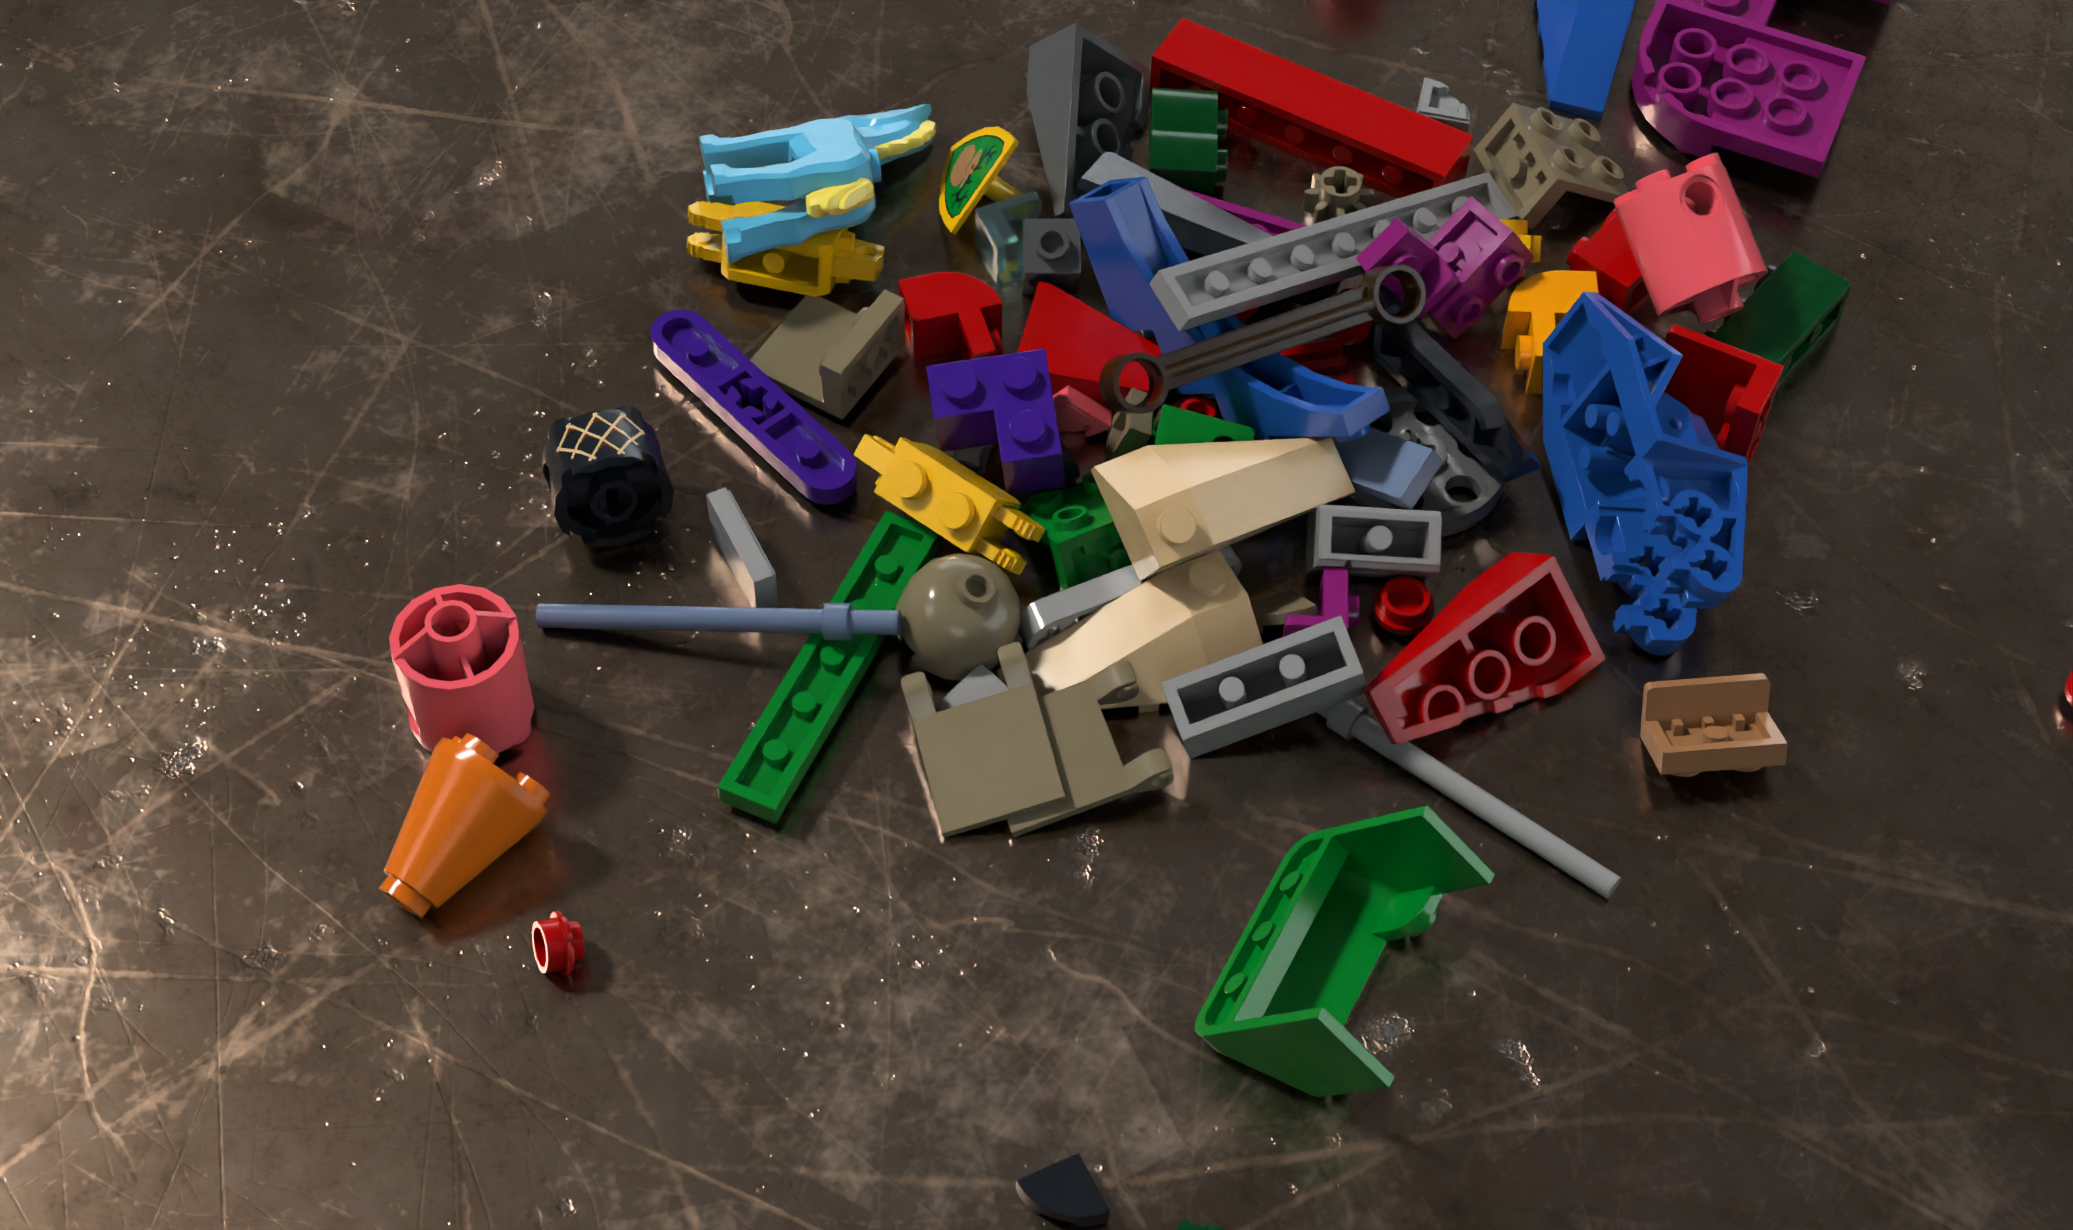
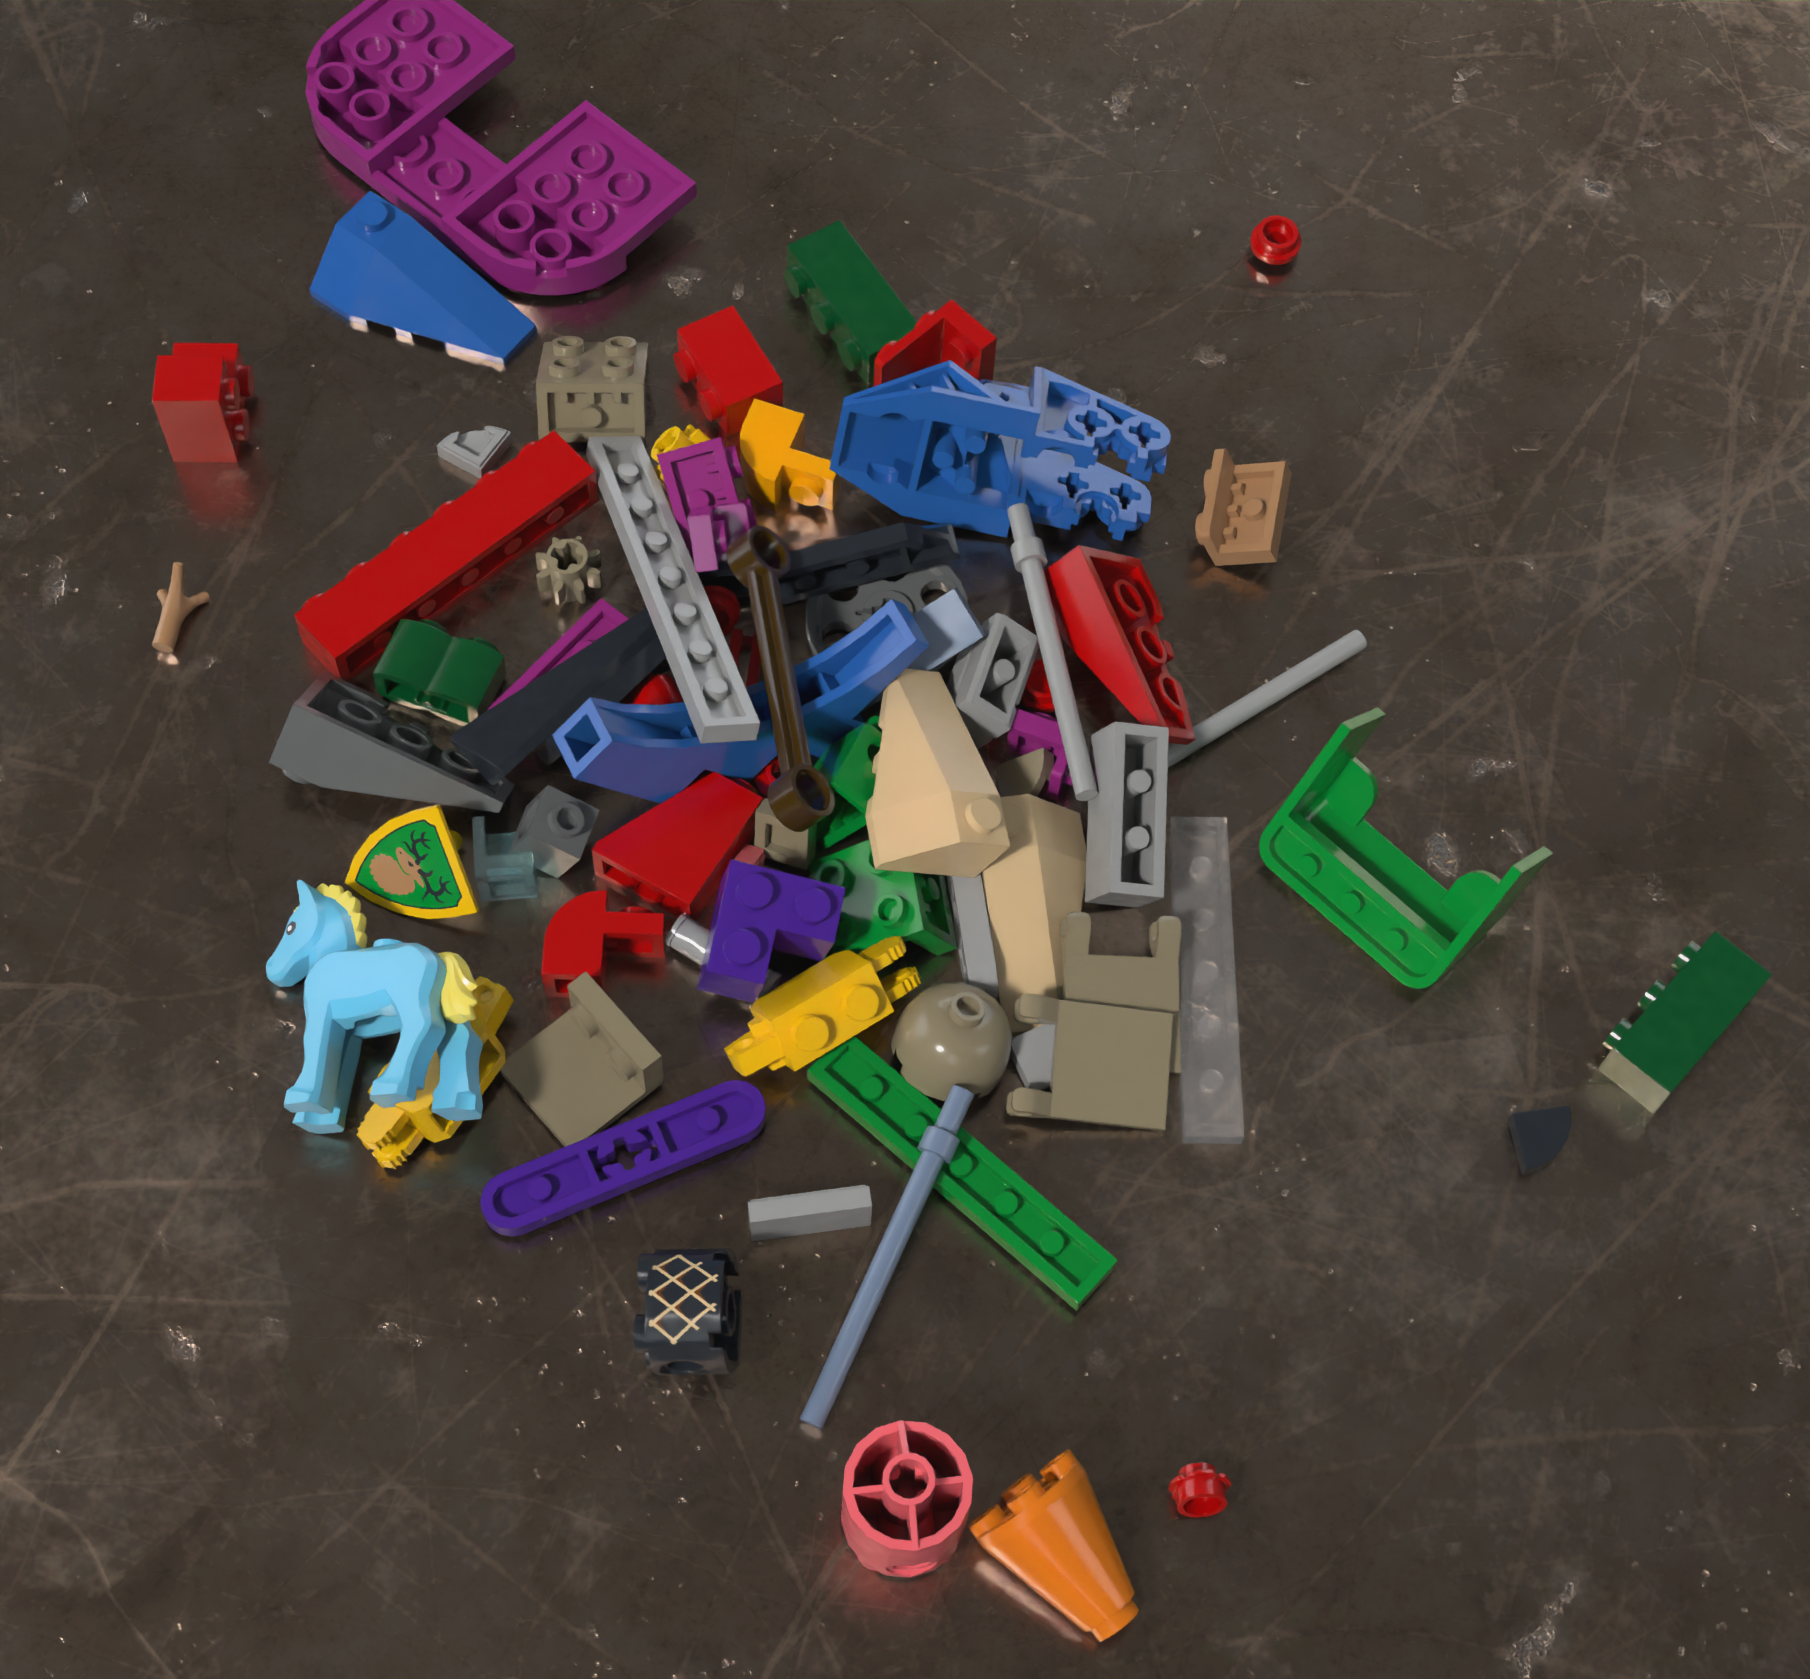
camera: 75 degrees left, 10 degrees up
(1129, 831) = (1206, 981): none -> clear tile
(1526, 532) = (1029, 560): none -> light grey bar
(1691, 240) = (781, 308): coral cylinder -> none

